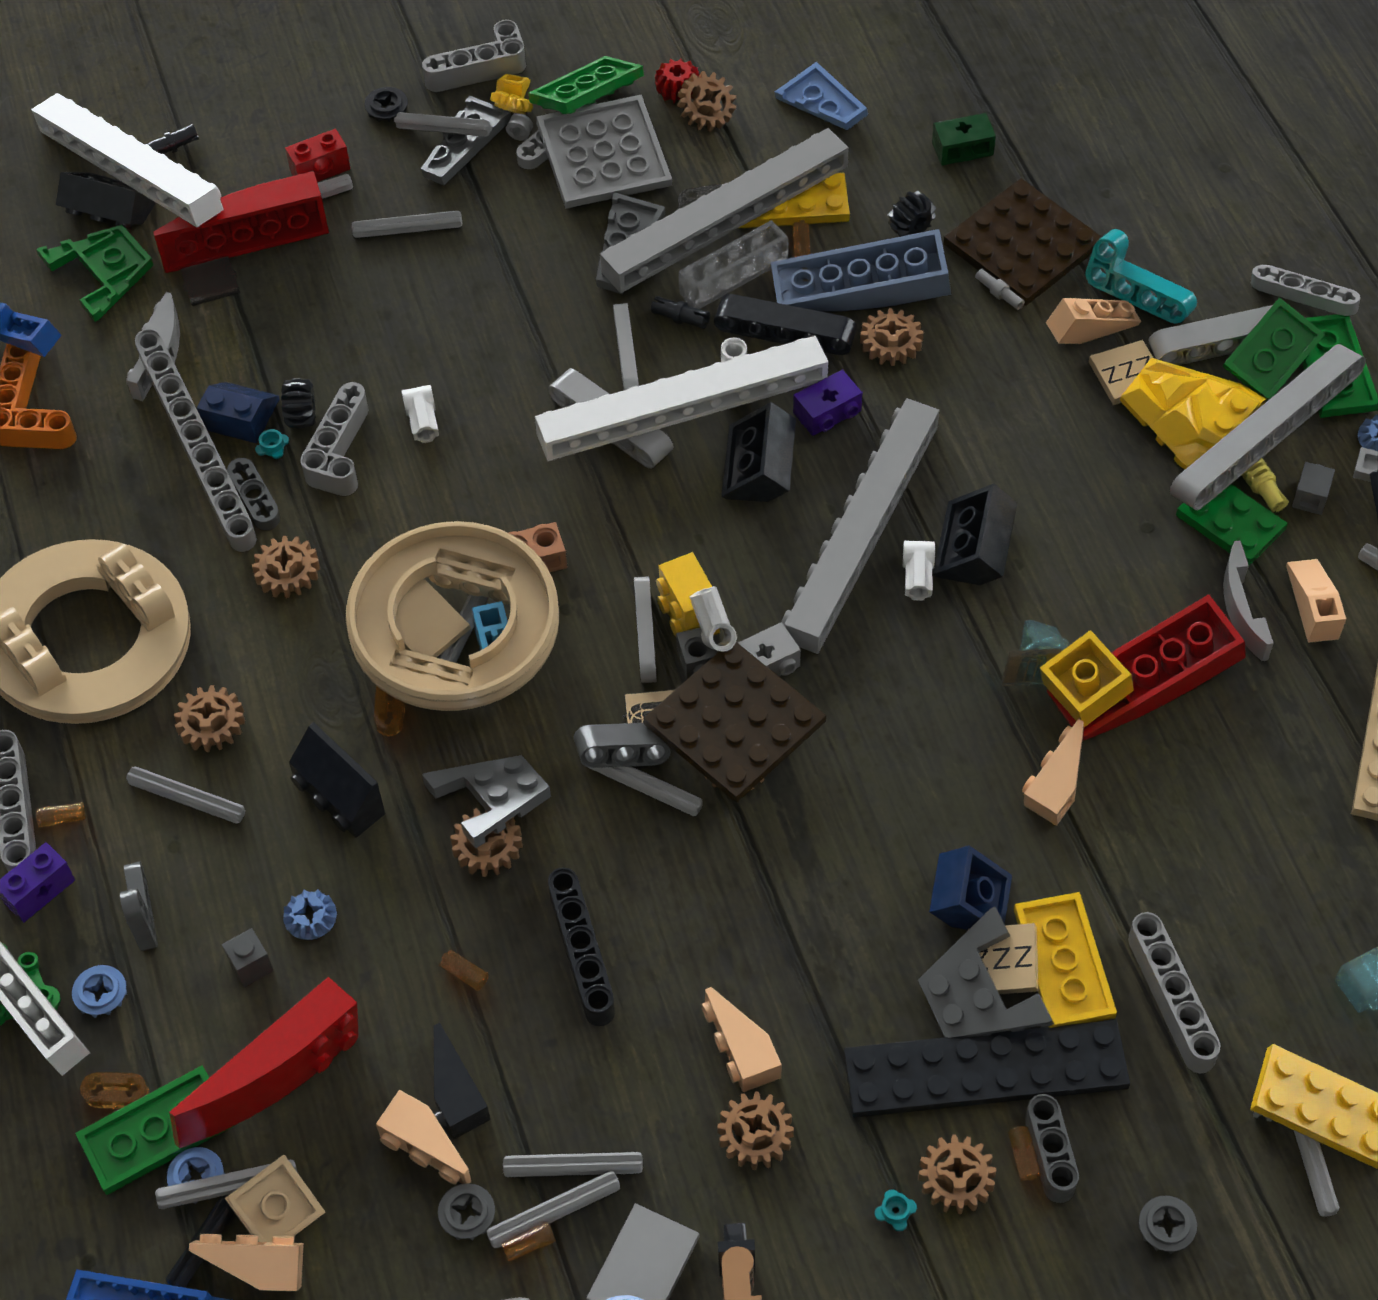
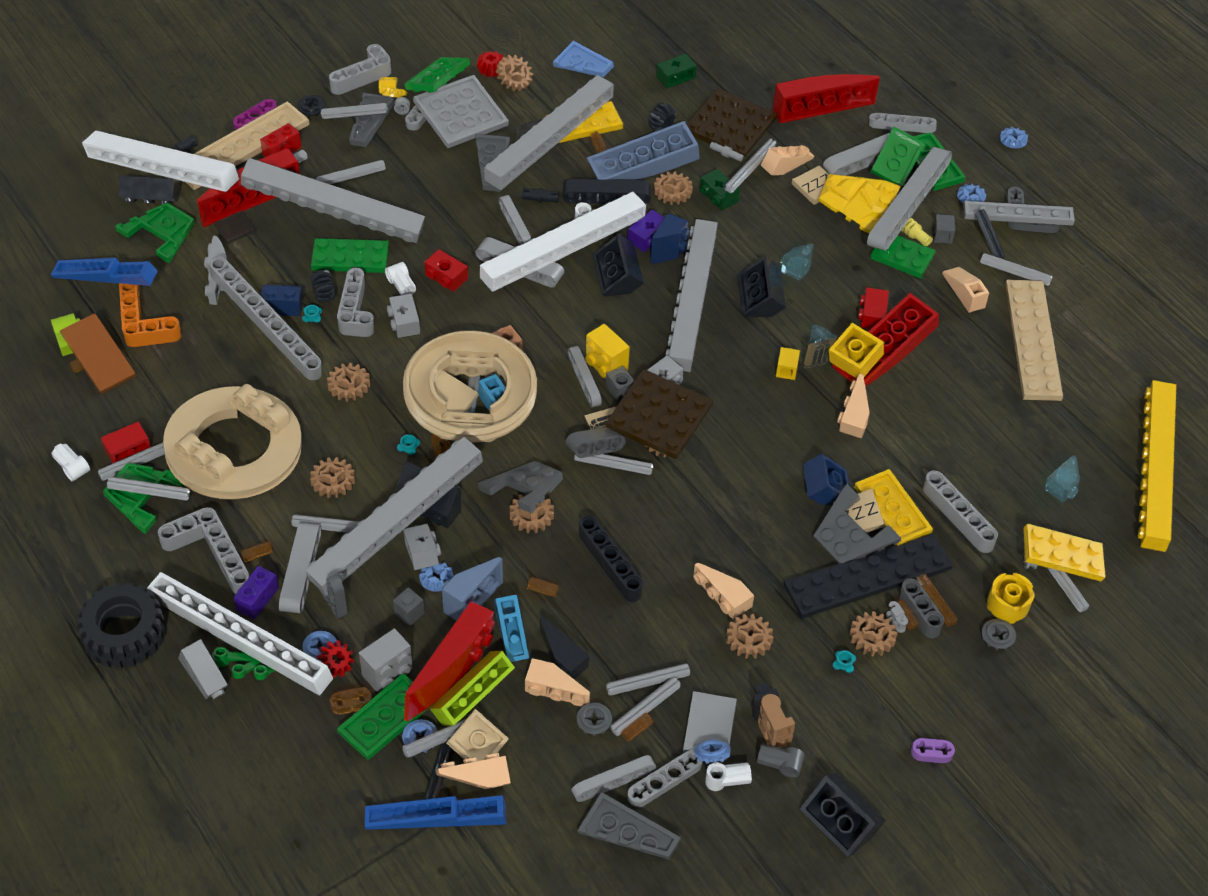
camera: 20 degrees left, 5 degrees down
(114, 1029) = (343, 658): none -> red gear
(116, 847) = (296, 578): none -> light grey beam
(179, 1040) = (385, 660): none -> light grey brick
(253, 505) = (309, 337): dark grey beam -> none
(263, 148) = (245, 141): none -> tan plate
(265, 806) = (395, 514): none -> light grey brick
(294, 1116) = (472, 688): none -> lime brick
(298, 862) = (421, 546): none -> light grey brick
(304, 96) = (261, 109): none -> magenta beam
(338, 680) = (408, 440): none -> teal plate
(349, 949) = (471, 585): none -> sand blue slope
(354, 268) = (332, 200): none -> light grey brick
(361, 358) = (349, 254): none -> green plate
(389, 1029) = (511, 628): none -> dark azure slope
(405, 474) = (404, 315): none -> light grey brick
(493, 411) = (446, 270): none -> red brick
(711, 617) = (629, 357): white piece -> none
(732, 265) = (564, 163): clear brick -> none
(851, 425) = (669, 239): none -> dark blue slope
(918, 565) = (733, 309): white piece -> none
(964, 353) = (713, 187): none -> dark green brick
(975, 672) = (787, 363): none -> yellow brick
(1006, 1155) = (898, 617): none -> light grey piece
(1023, 323) = (749, 166): none -> light grey axle
(1049, 501) = (798, 261): none -> clear light blue slope
(1084, 1138) = (949, 617): none -> clear orange axle
(1150, 603) = (874, 307): none -> red brick
(1172, 301) = (809, 132): teal beam -> none
(1189, 1167) = (1010, 597): none -> yellow brick
(1190, 220) = (823, 95): none -> red slope
(1253, 631) = (918, 290): light grey slope -> none

